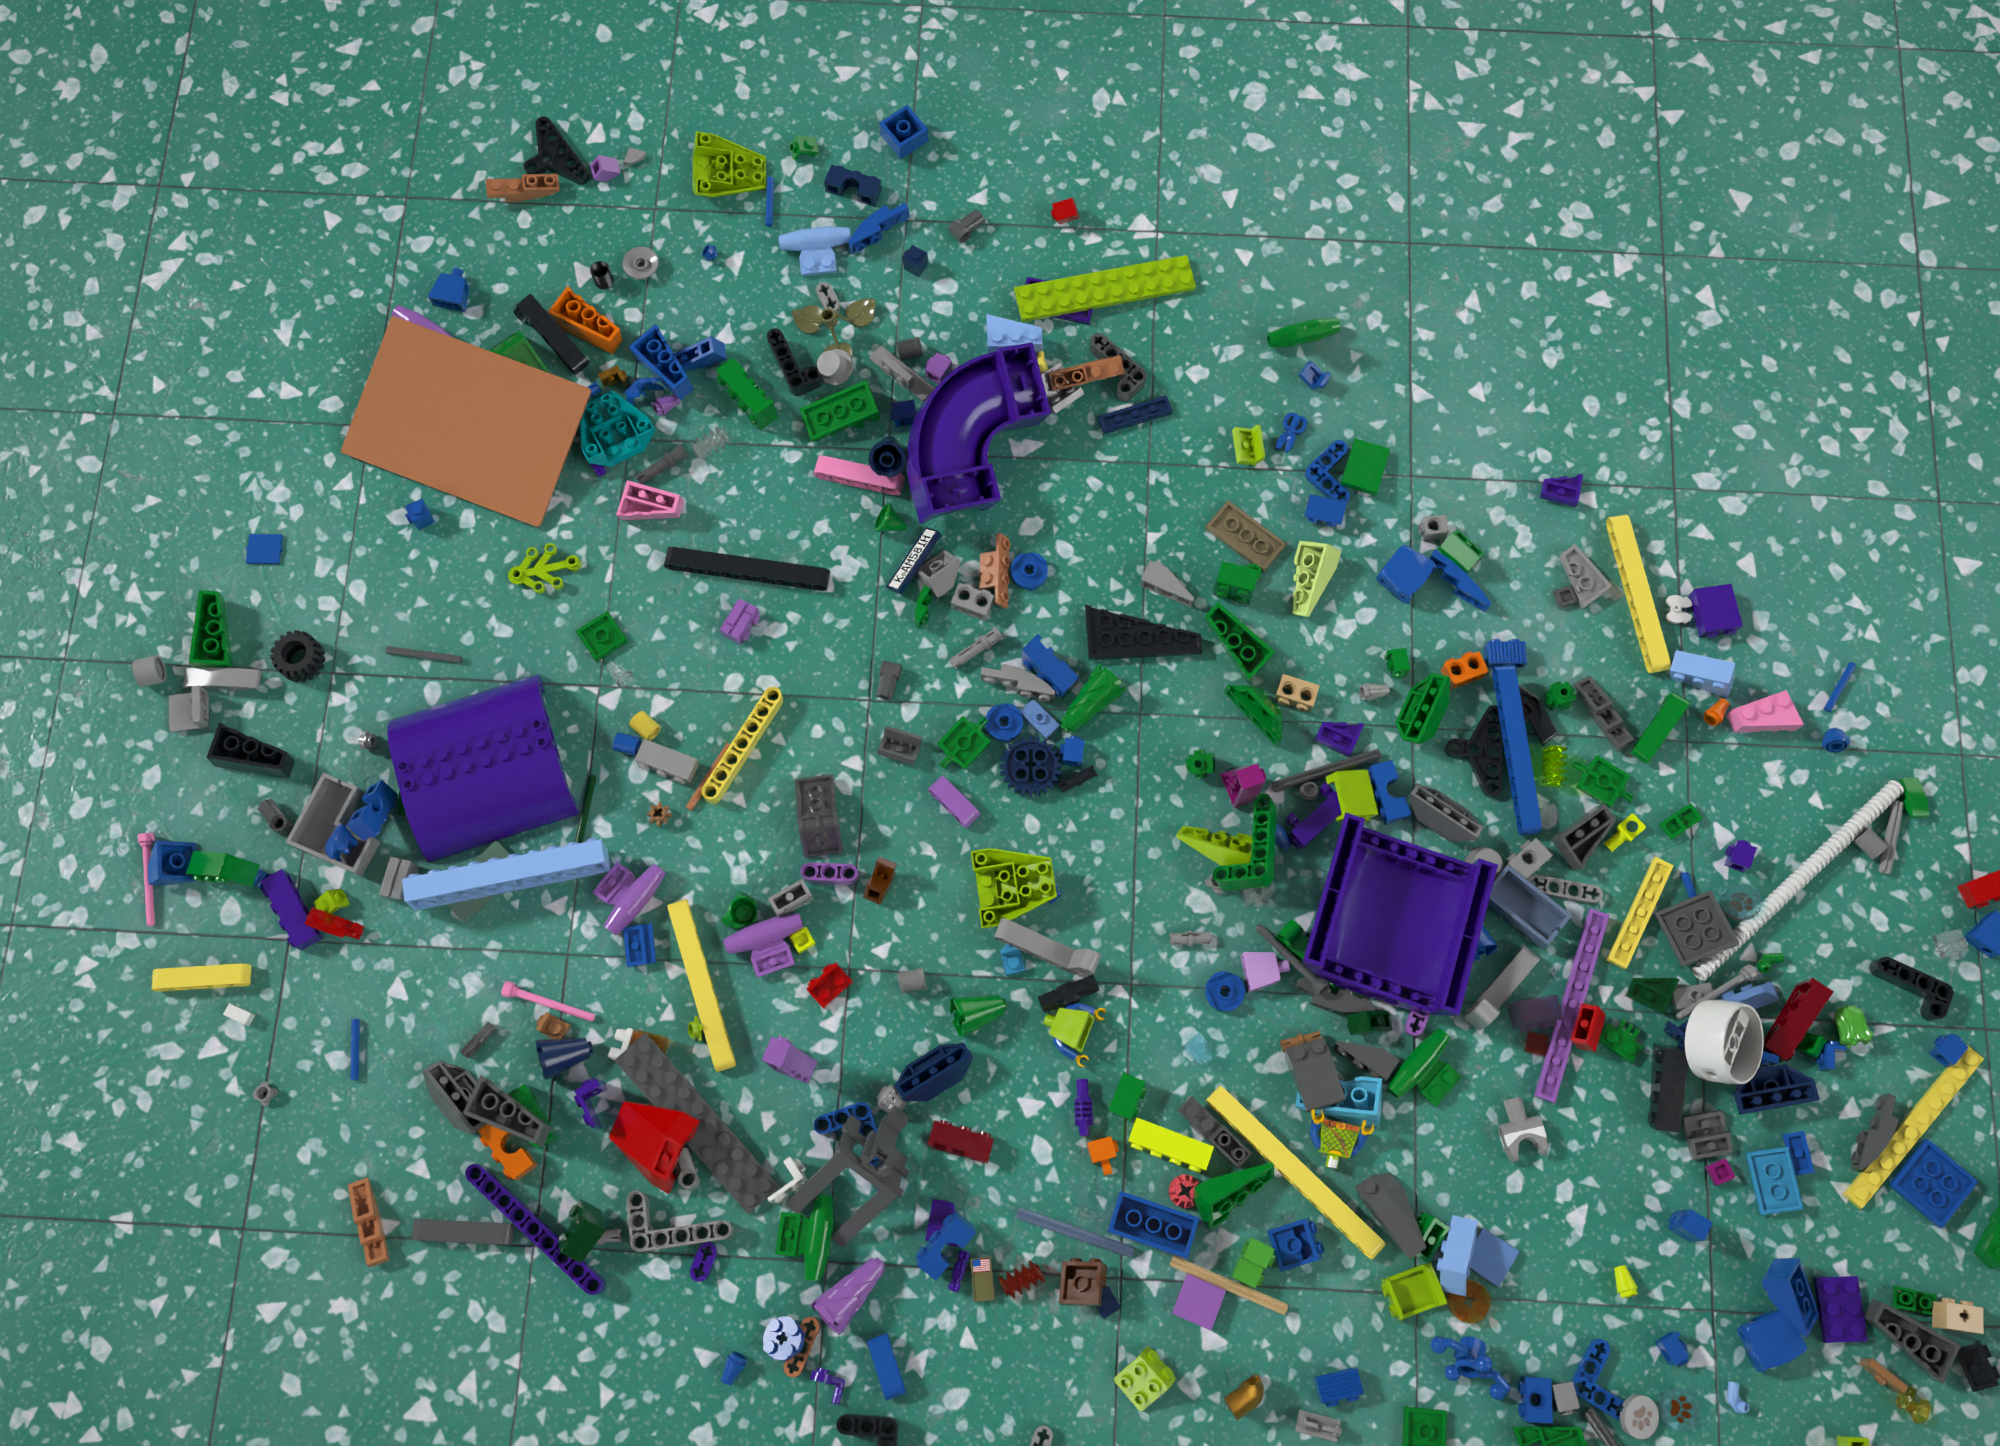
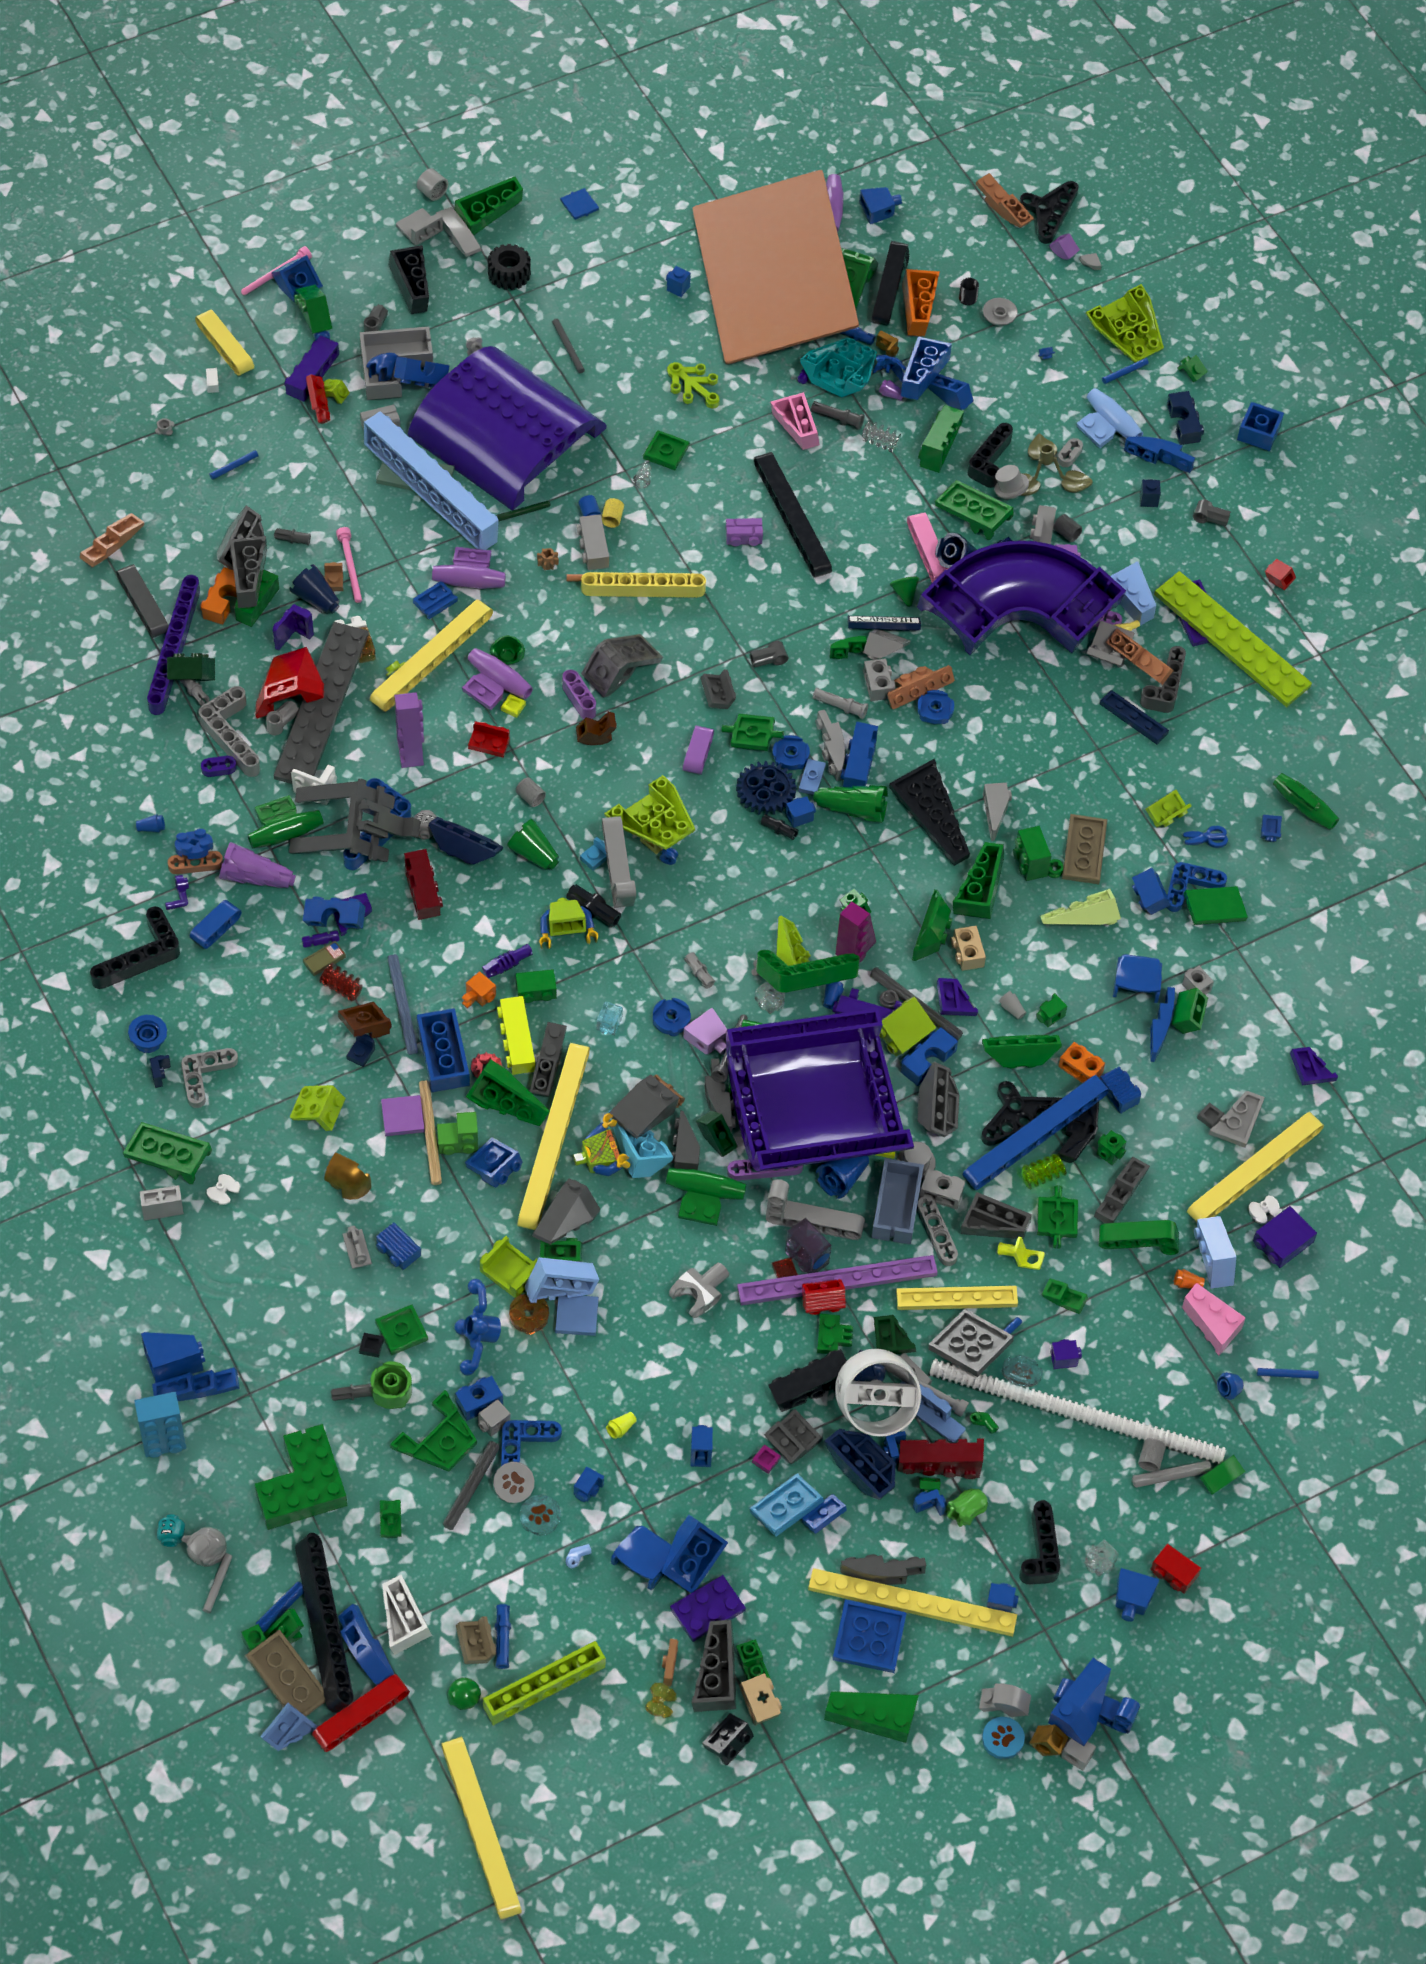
camera: 55 degrees right, 15 degrees down
(790, 898) = (540, 676): light grey brick -> none

